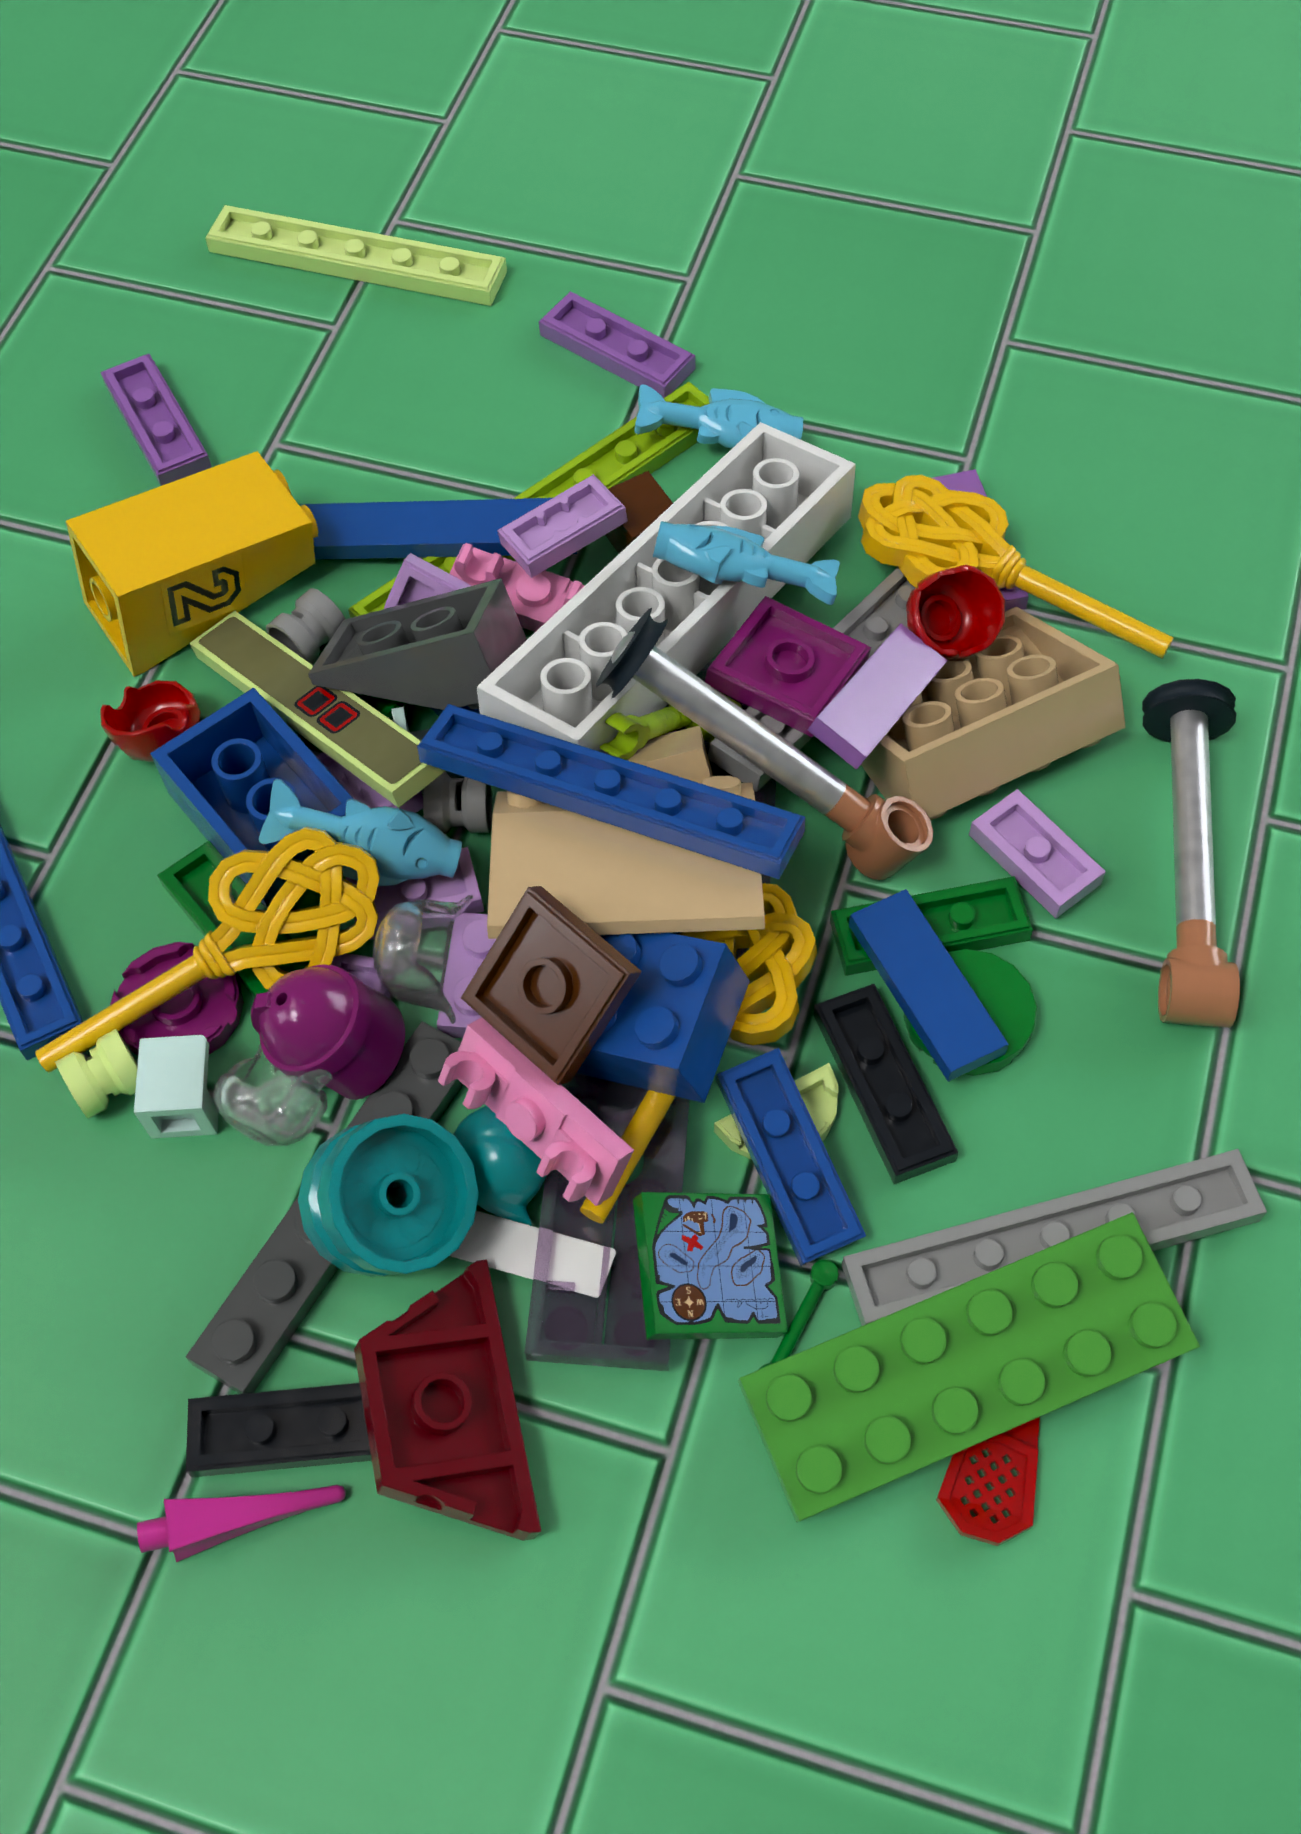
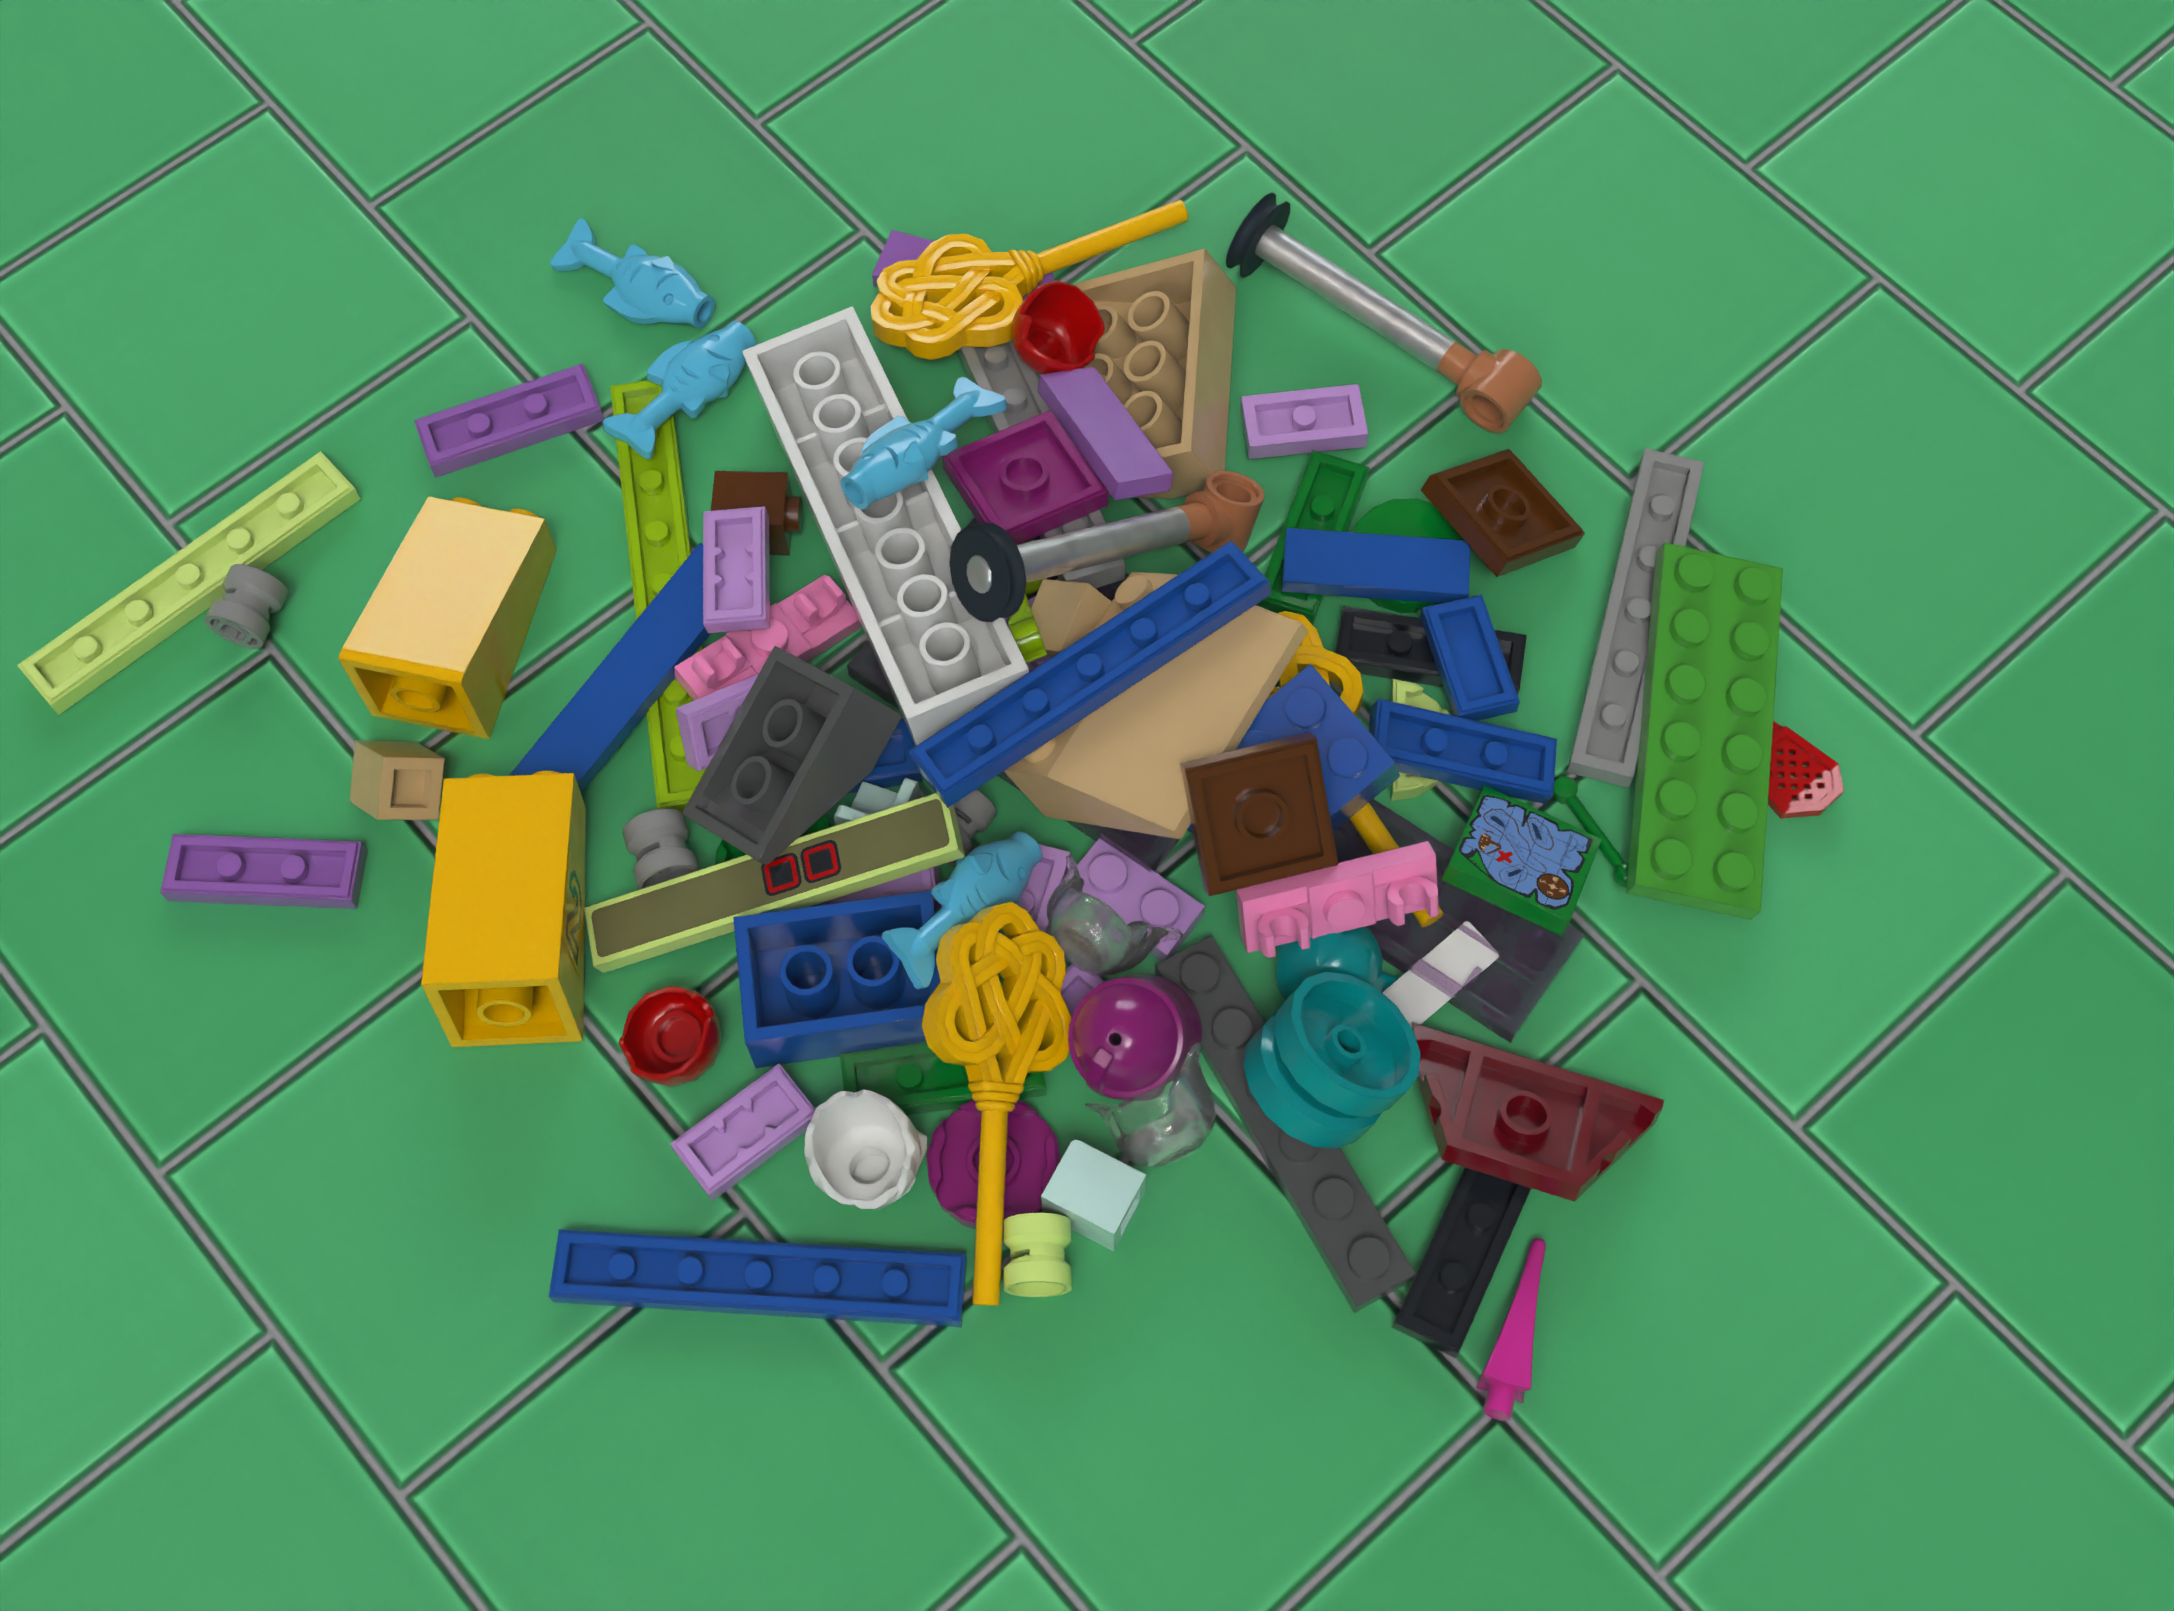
camera: 60 degrees left, 5 degrees up
(106, 814) = (744, 1132): none -> lavender plate
(120, 894) = (863, 1149): none -> white hair
(270, 433) = (396, 780): none -> tan panel
(348, 287) = (246, 606): none -> light grey wheel
(417, 393) = (450, 616): none -> yellow slope
(798, 355) = (646, 285): none -> medium azure animal
(888, 1112) = (1469, 659): none -> blue tile
(1067, 1060) = (1502, 512): none -> reddish brown tile

